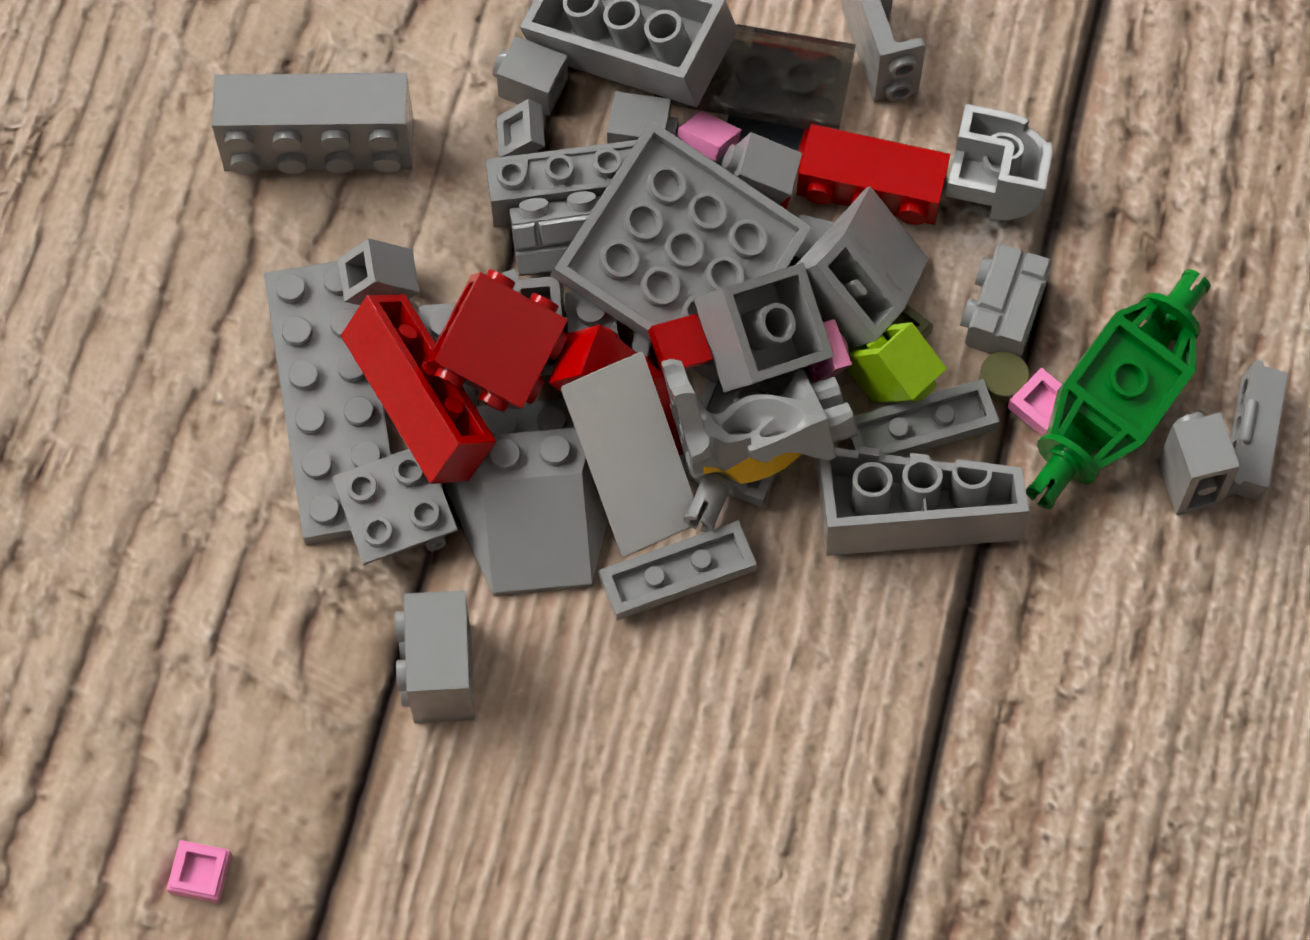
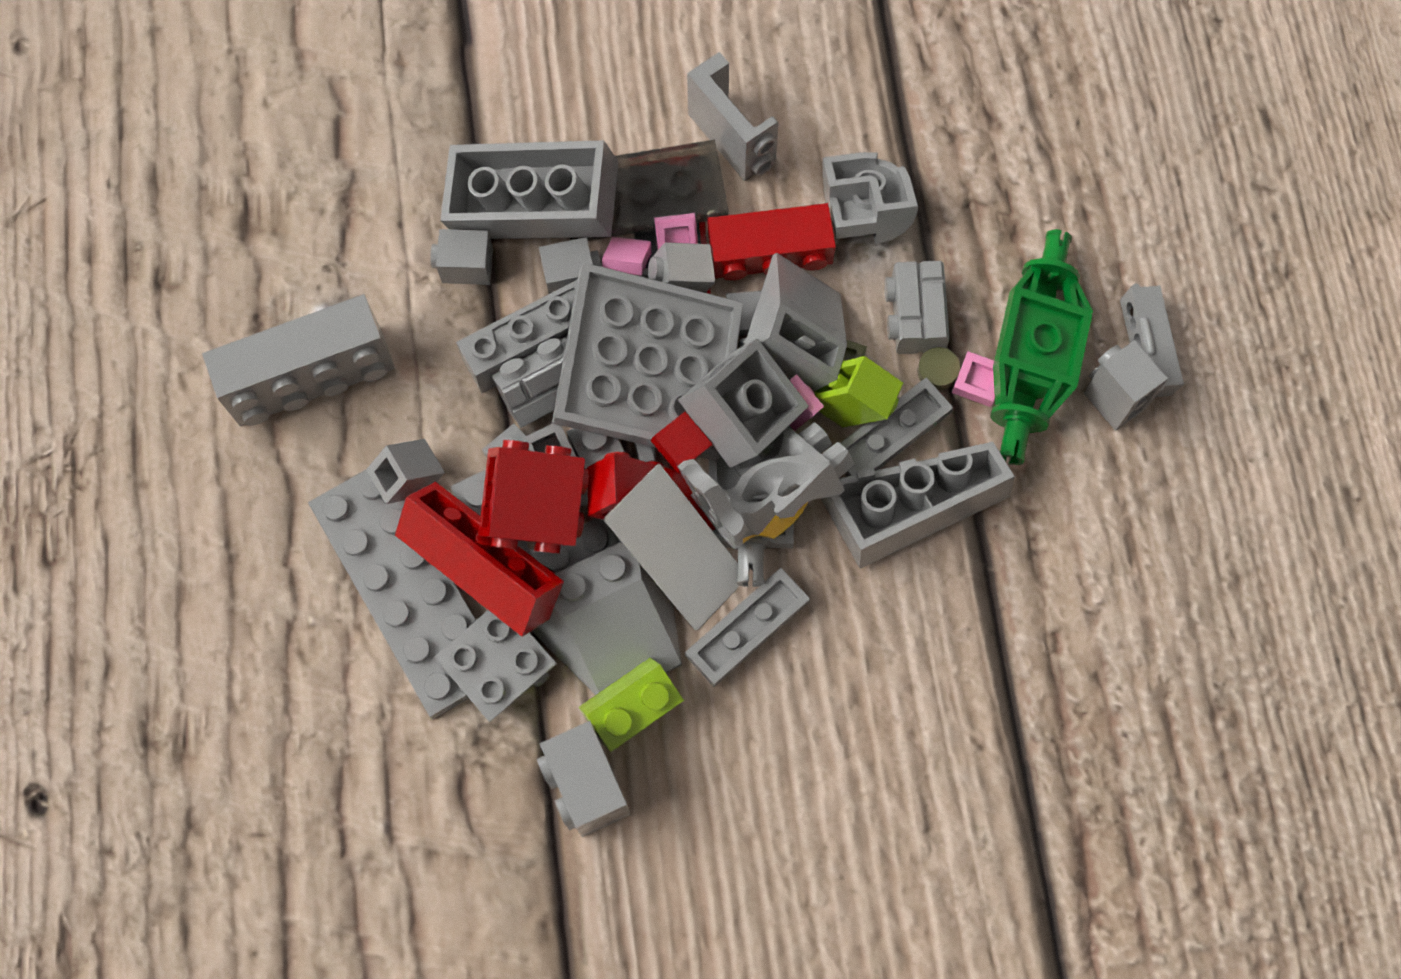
camera: 20 degrees left, 5 degrees up
(519, 600) = (631, 704): none -> lime brick
(521, 129) = (473, 306): light grey plate -> none
(774, 125) = (676, 229): none -> bright pink tile

